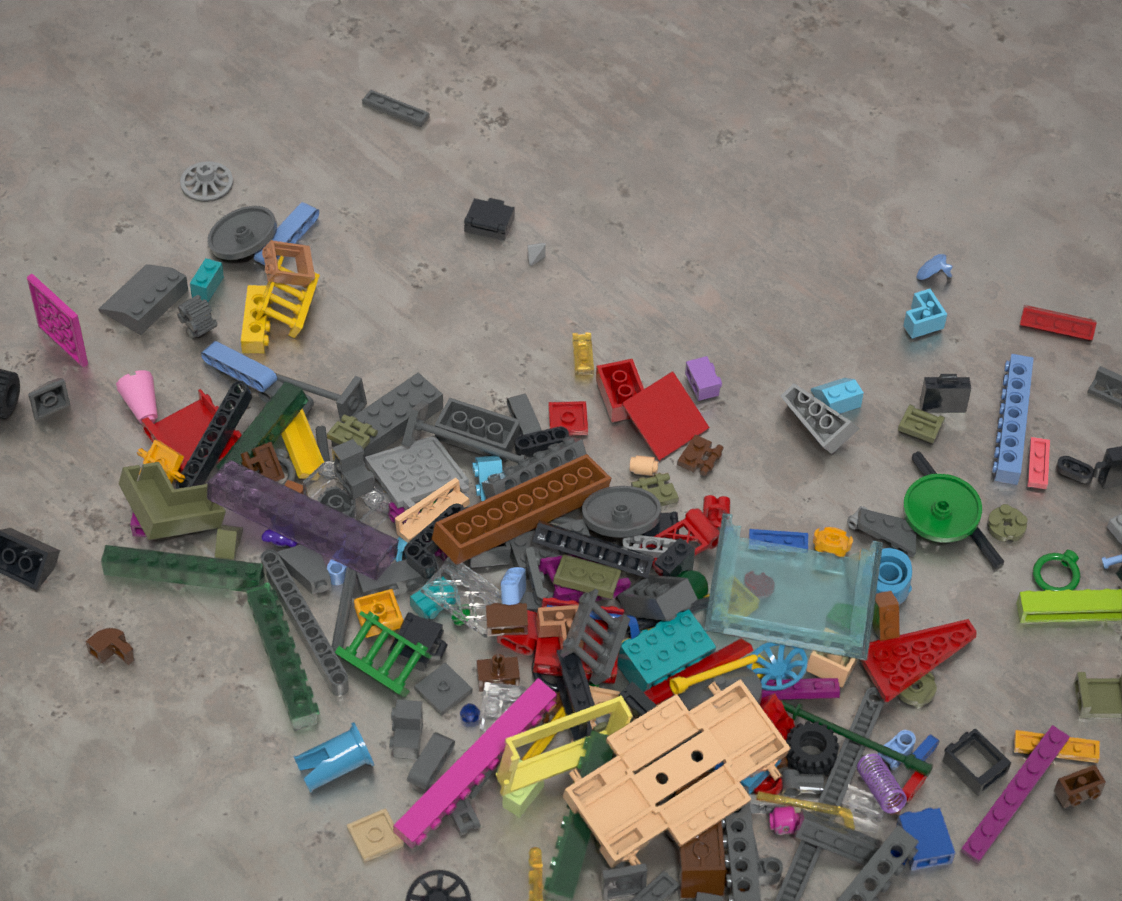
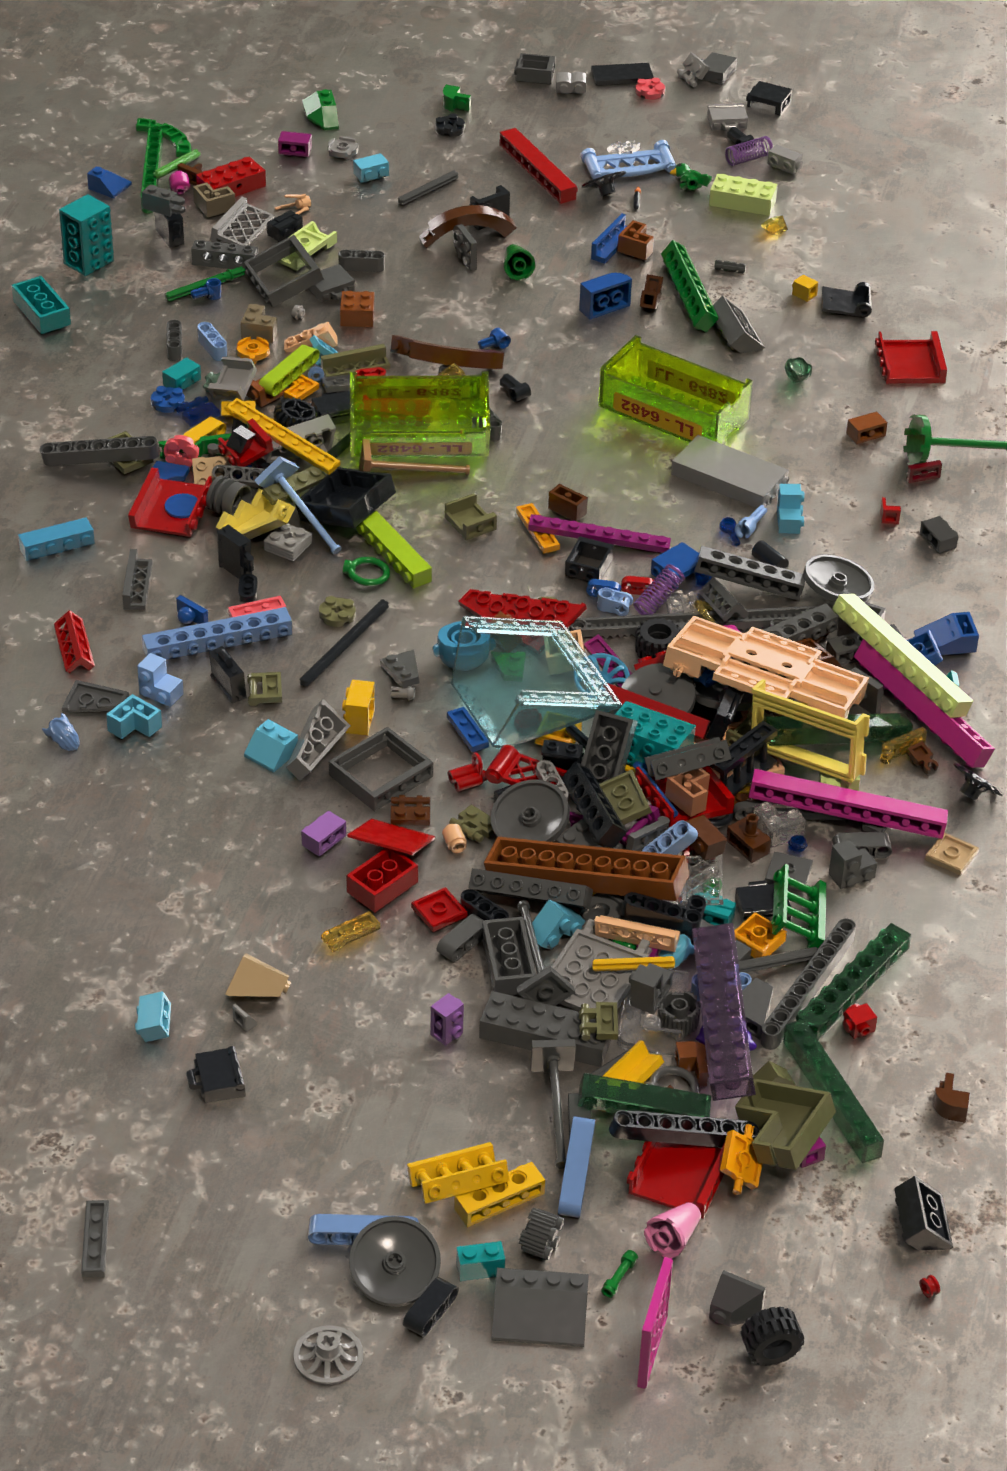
camera: 120 degrees left, 10 degrees down
(129, 344) = (611, 1286): none -> green bar
(195, 240) = (430, 1306): none -> black beam
(237, 633) = (859, 1020): none -> red brick
(266, 459) = (678, 1078): reddish brown plate -> none
(303, 261) = (434, 1165): nougat window -> none
(334, 758) = (918, 893): dark azure piece -> none
(394, 485) = (621, 964): none -> yellow axle
(436, 357) = (447, 1019): none -> medium lavender brick
(514, 889) = (922, 756): none -> reddish brown plate
(567, 271) = (257, 979): none -> tan slope
(569, 200) = (153, 1016): none -> medium azure brick
(679, 685) = (683, 703): yellow piece -> none
(759, 426) = (421, 770): none -> dark grey window
(832, 541) = (441, 702): light orange plate -> none
(842, 457) = (359, 706): none -> yellow piece
(909, 761) = (627, 582): dark green bar -> none
(942, 508) = (360, 638): green dish -> none
(965, 349) = (155, 681): none -> light blue brick
(973, 306) = (92, 698): none -> dark grey wing
(1058, 412) = (190, 611): none -> blue tile

